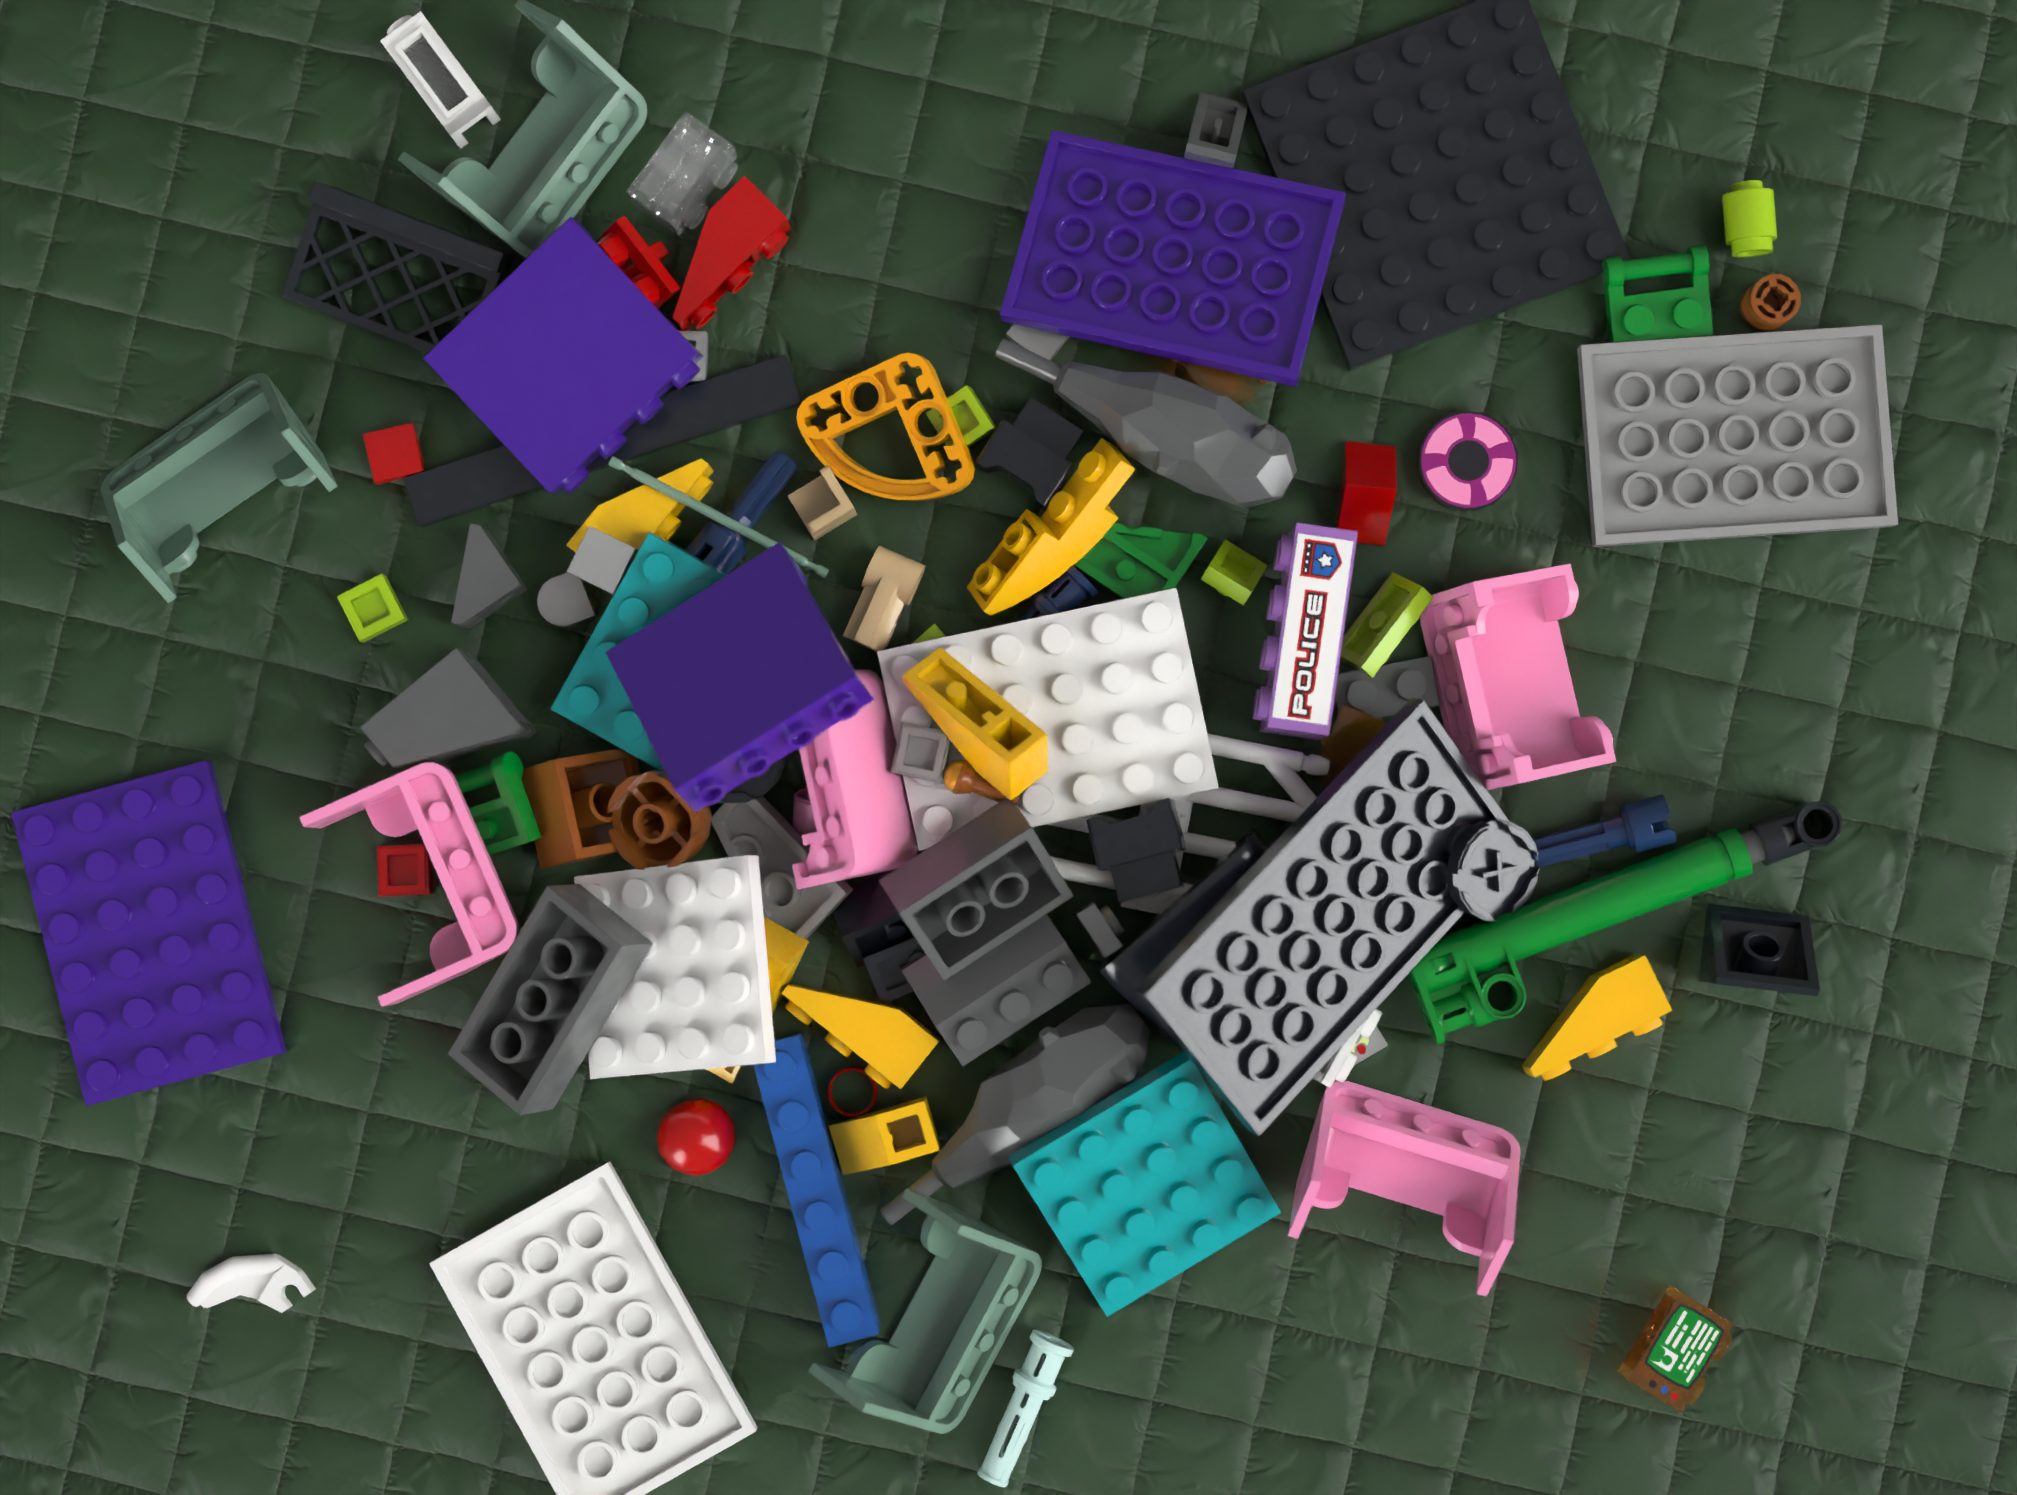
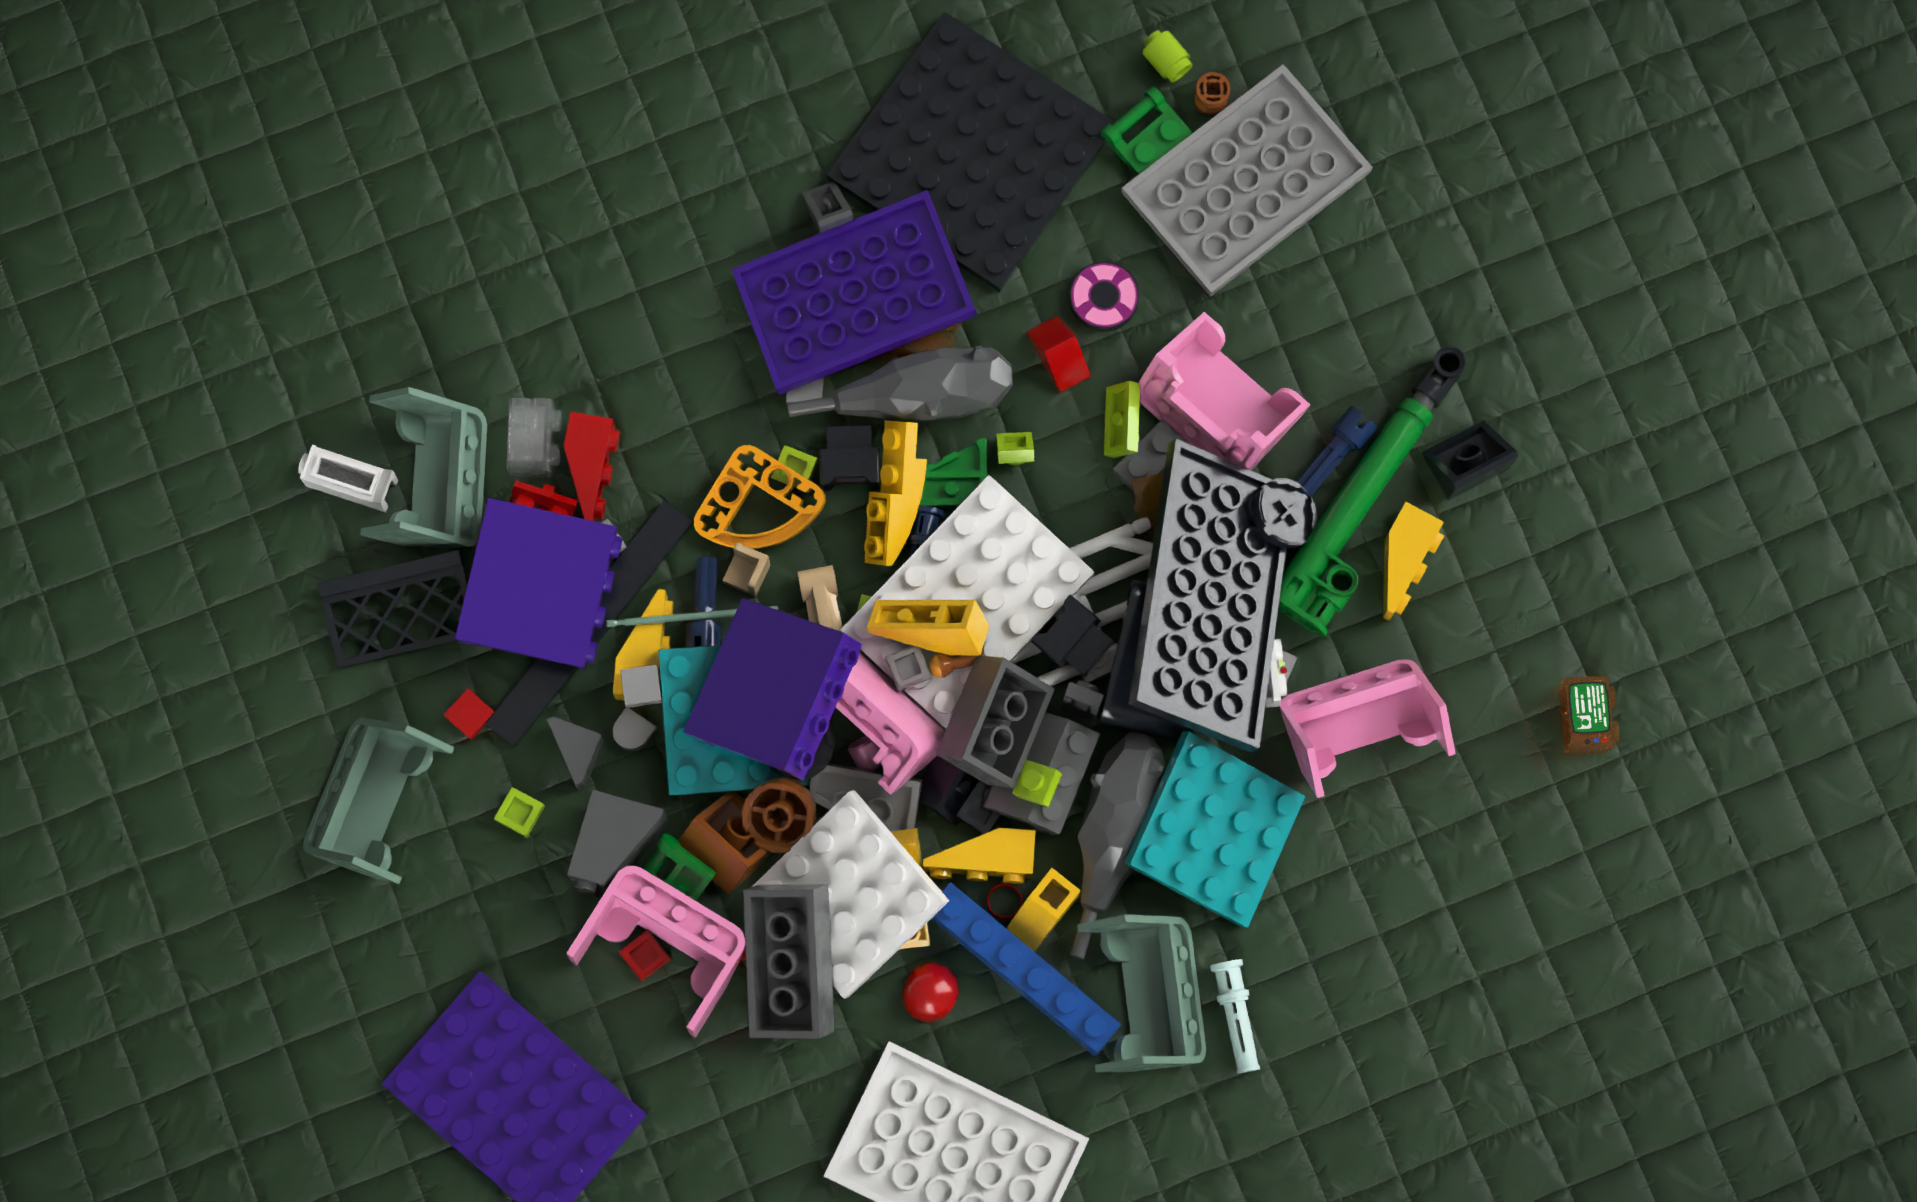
camera: 40 degrees left, 10 degrees down
(974, 993) = (1037, 783): none -> lime plate
(1307, 631) = (1081, 451): brick -> none

